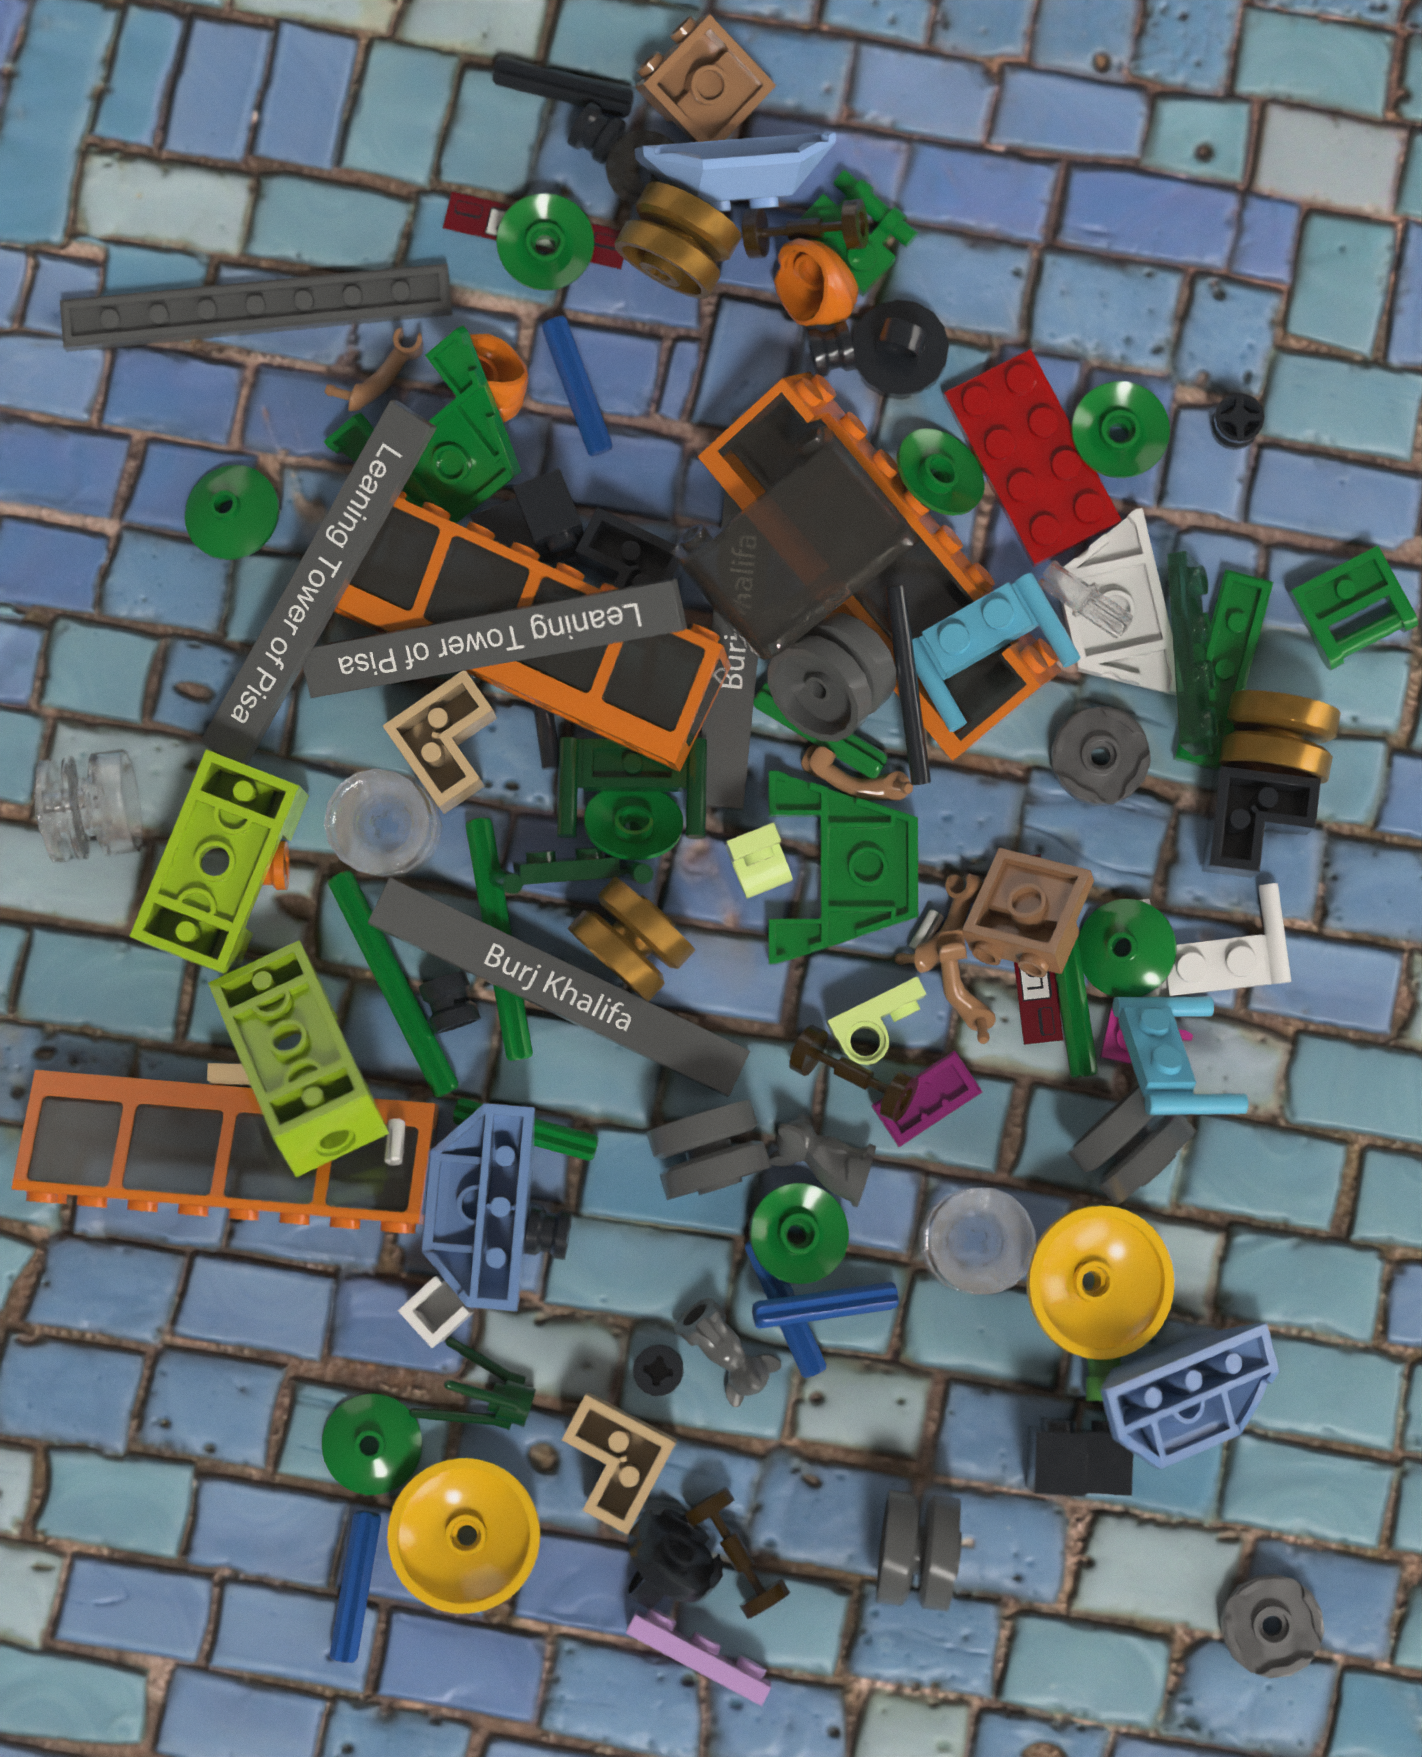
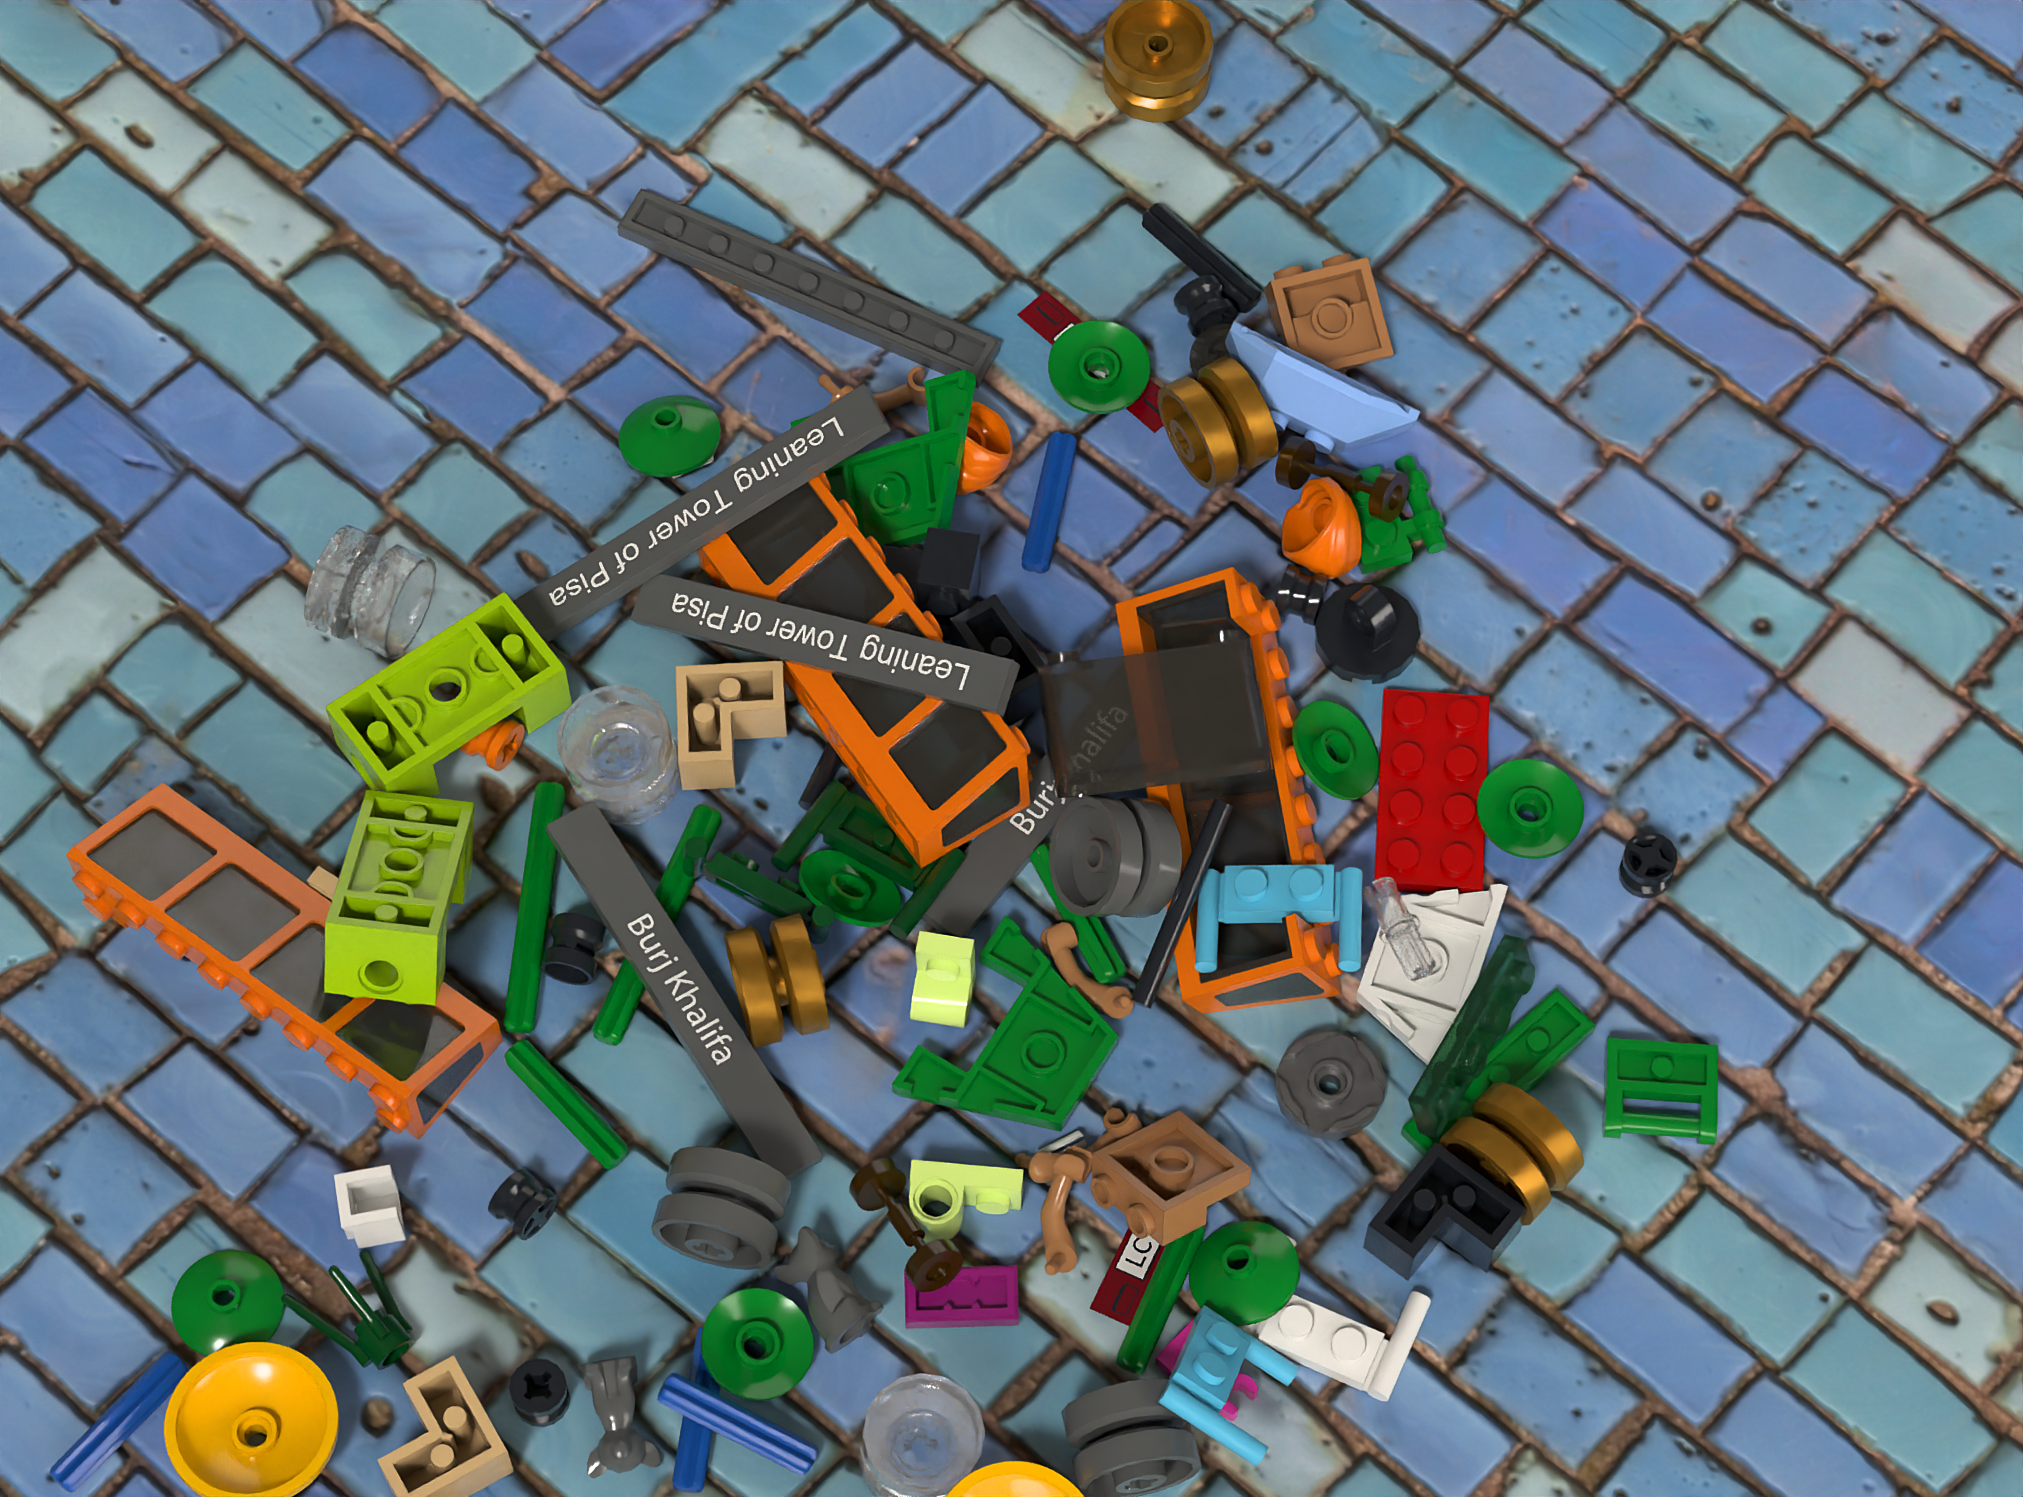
camera: 25 degrees right, 20 degrees down
(395, 1142) = (436, 1022): white piece -> none
(482, 1205) = (478, 1131): medium blue wedge -> none

